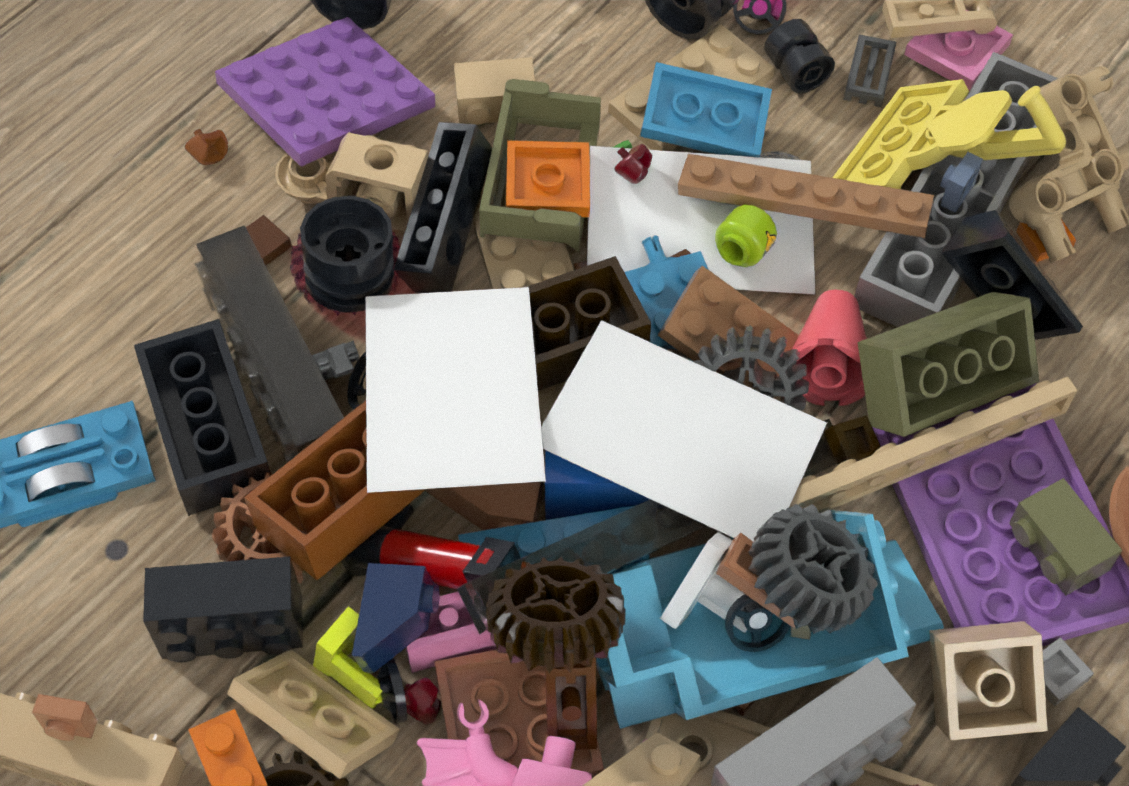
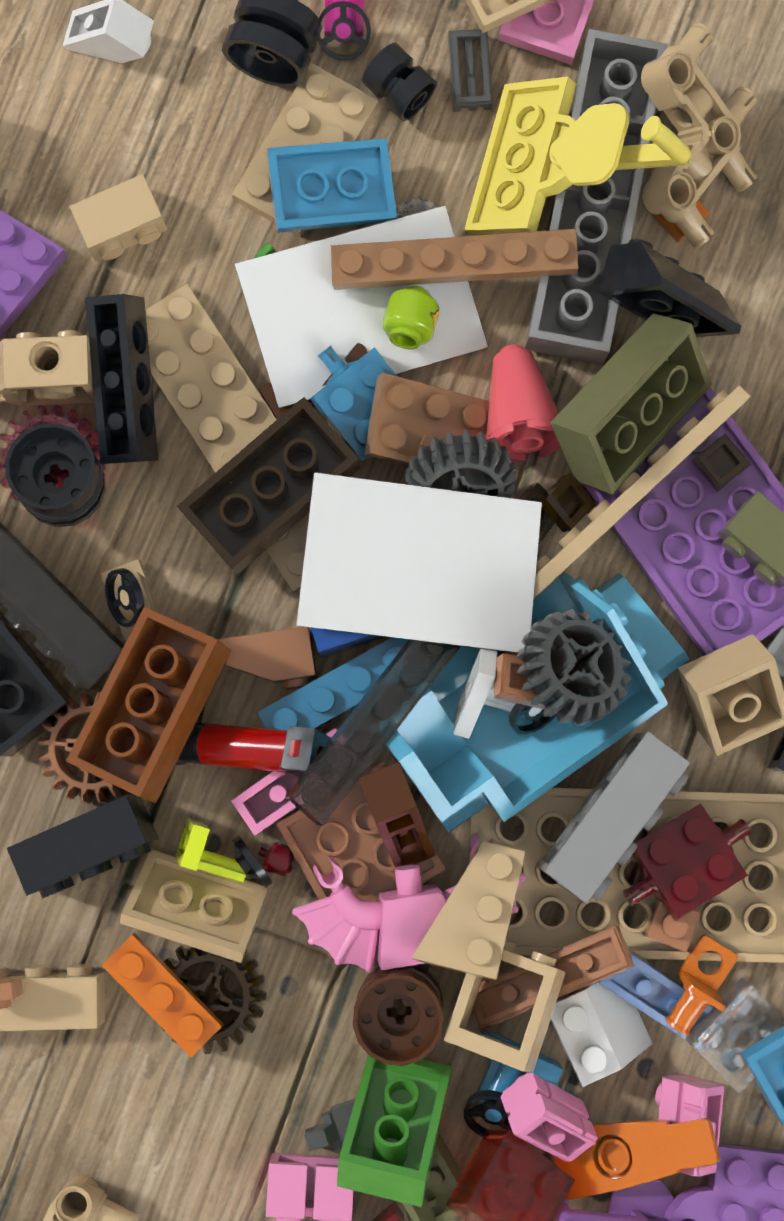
camera: 20 degrees left, 25 degrees up
(337, 360) = (82, 578): dark grey hinge -> none
(392, 612) = (231, 814): dark blue slope -> none
(451, 390) = (206, 593): white sticker -> none
(534, 105) = (166, 231): olive piece -> none
(548, 176) = (208, 317): orange plate -> none
(555, 614) = (397, 777): dark brown gear -> none
(634, 163) = (283, 274): dark red piece -> none
(959, 181) = (595, 205): sand blue plate -> none
(1031, 454) = (721, 462): none -> dark brown tile

